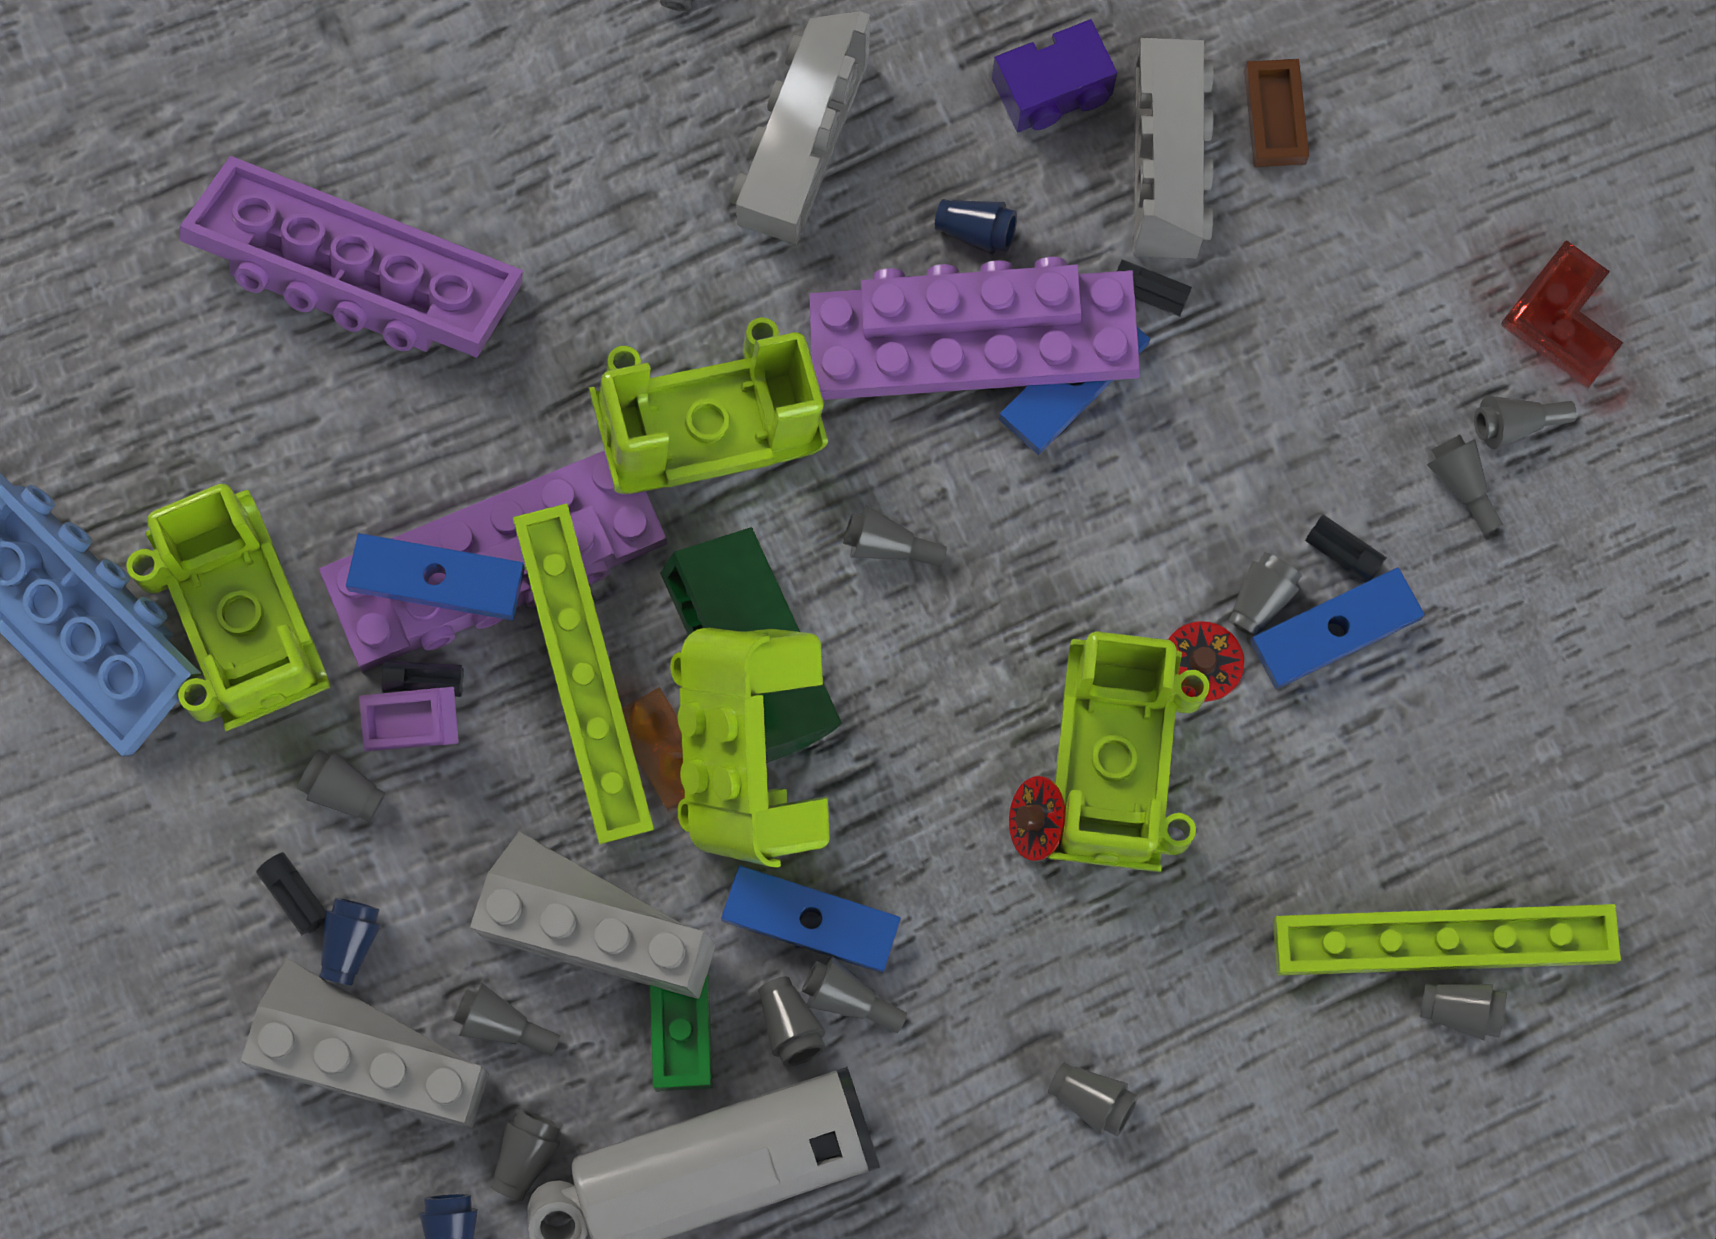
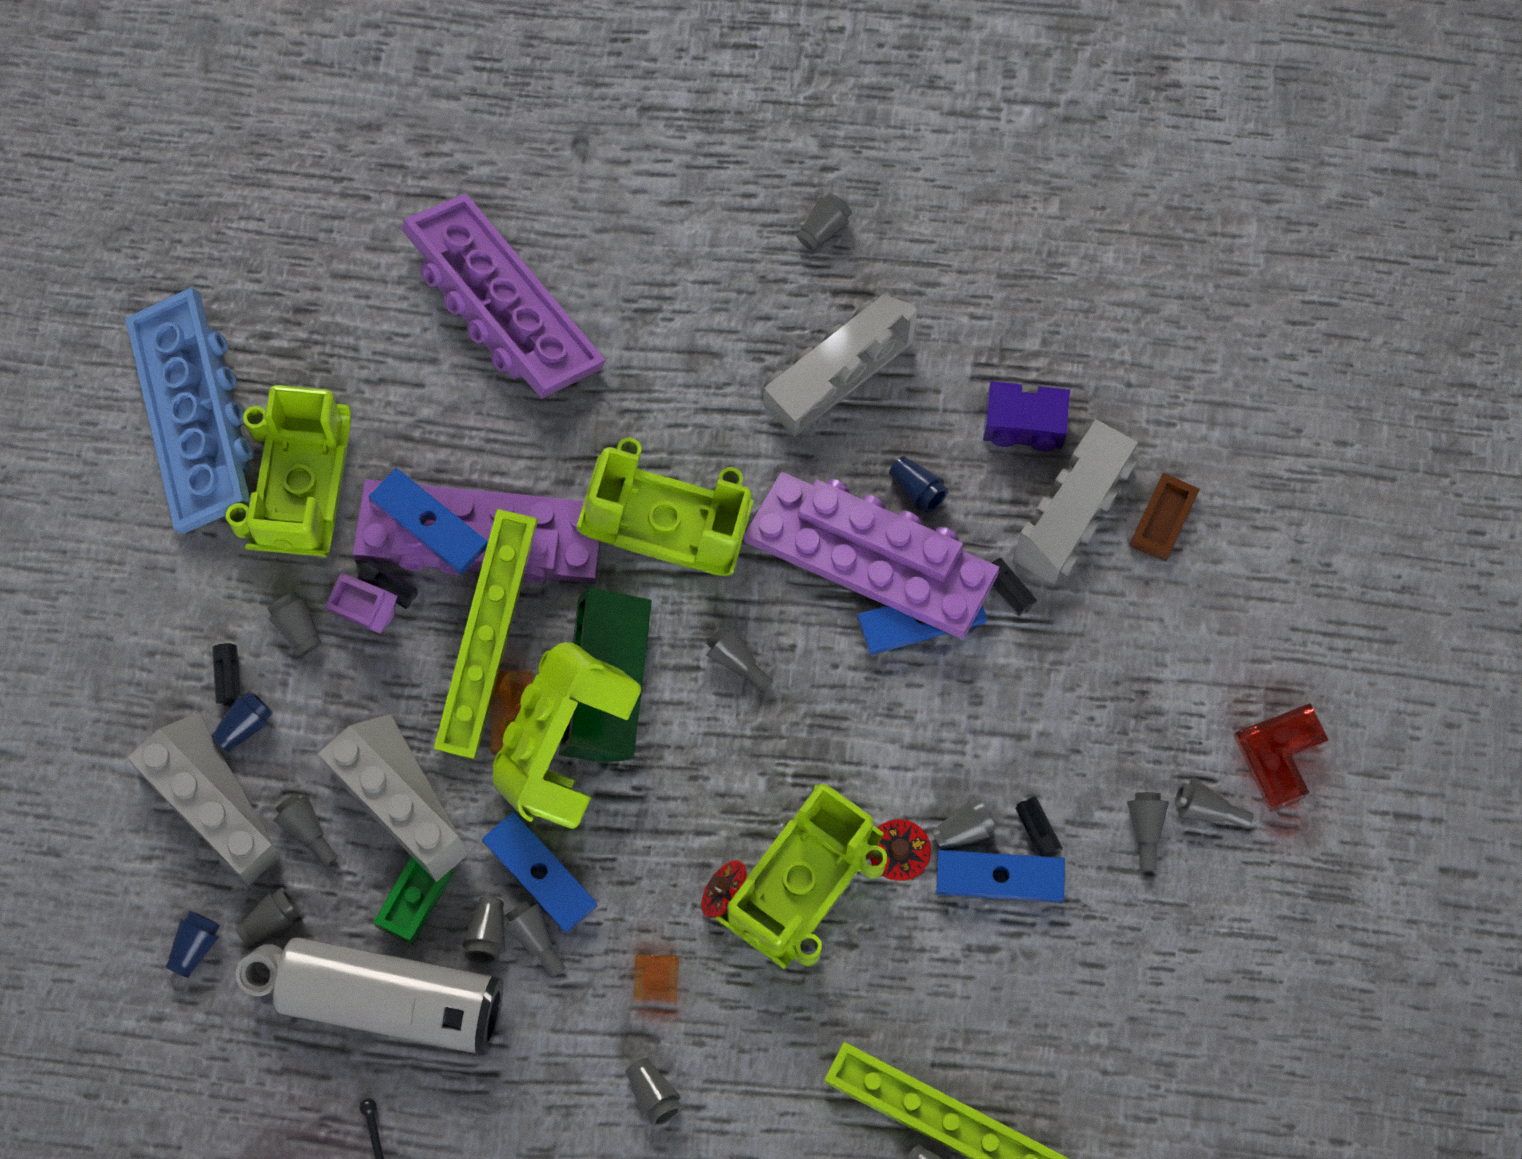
camera: 30 degrees right, 5 degrees down
(1017, 965) = (656, 978): none -> clear orange plate

